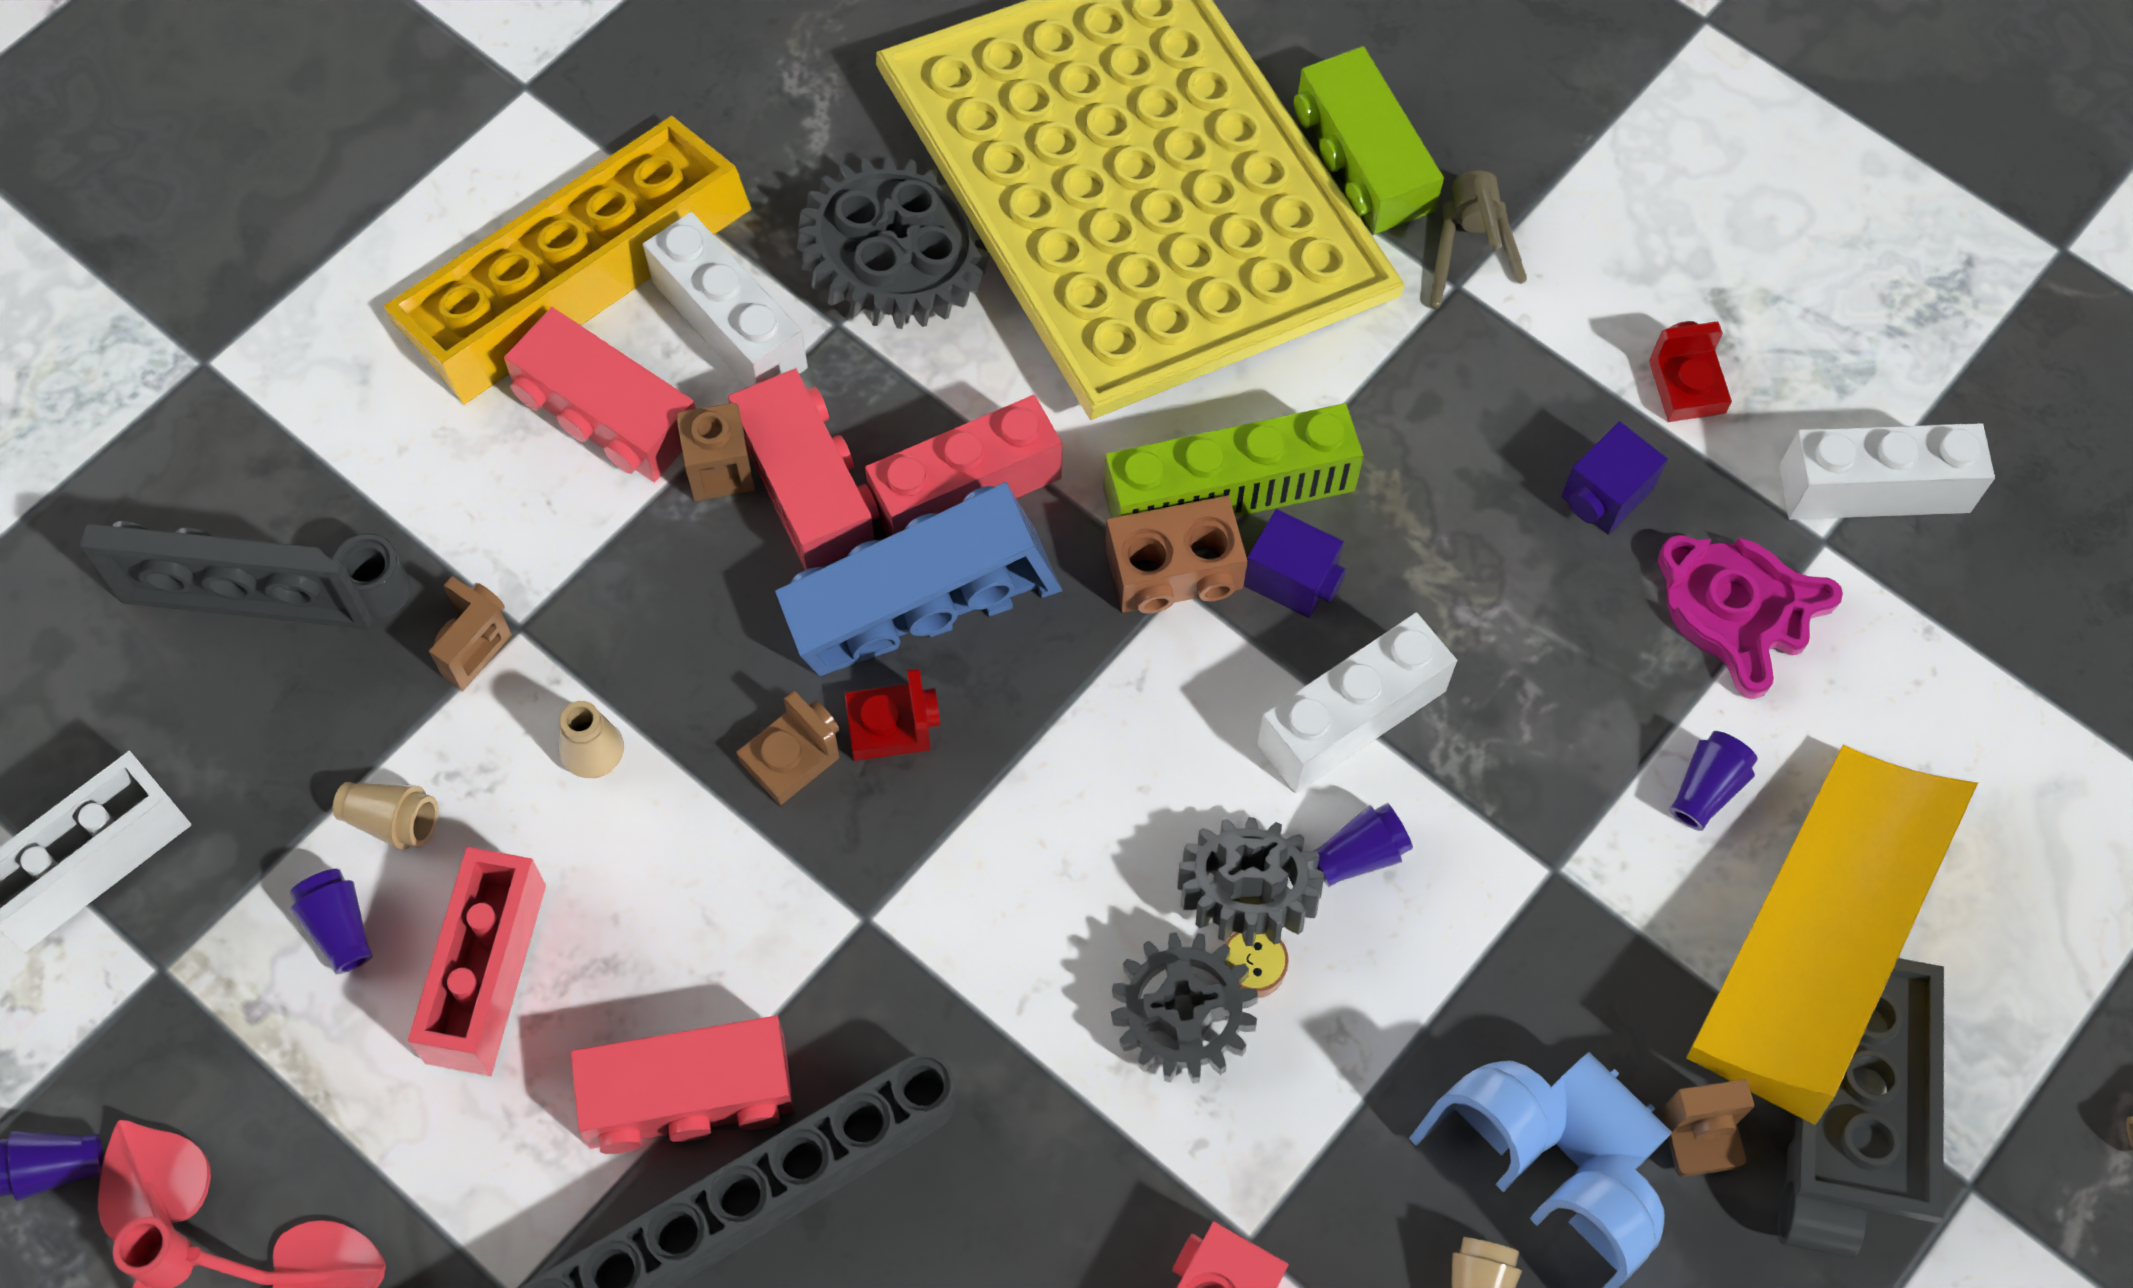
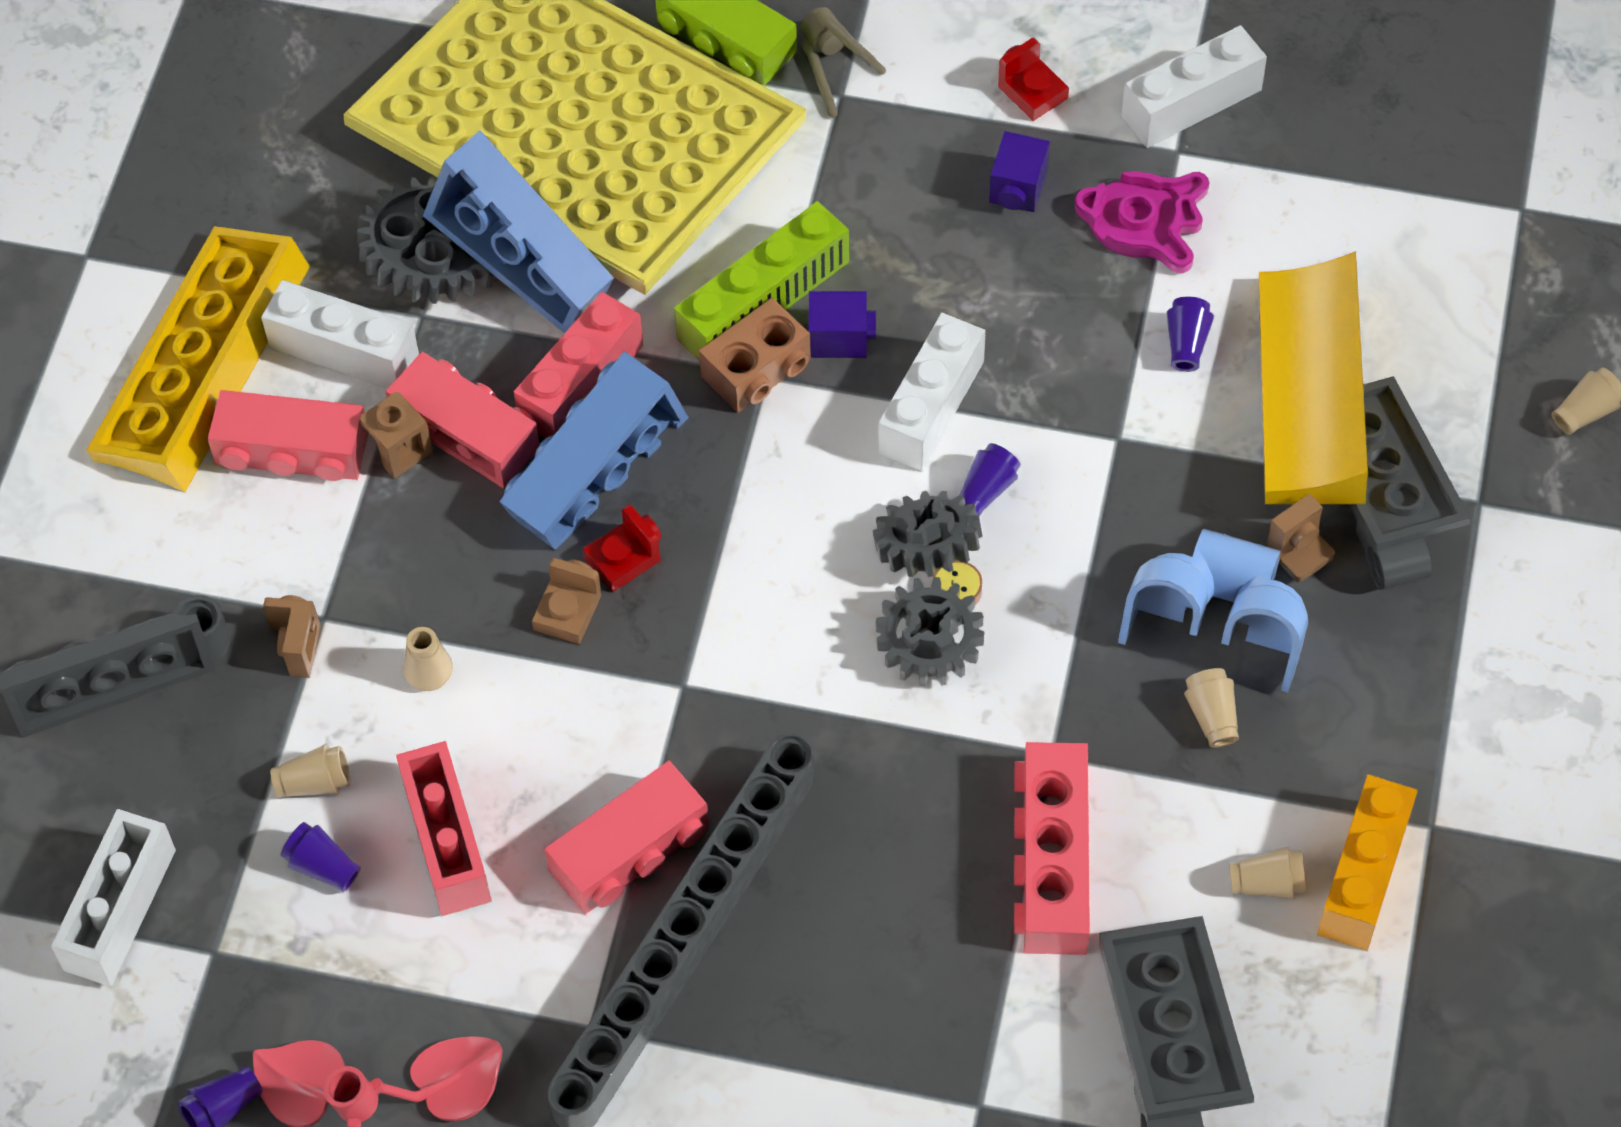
camera: 25 degrees left, 5 degrees down
(974, 277) = (514, 233): none -> medium blue wedge

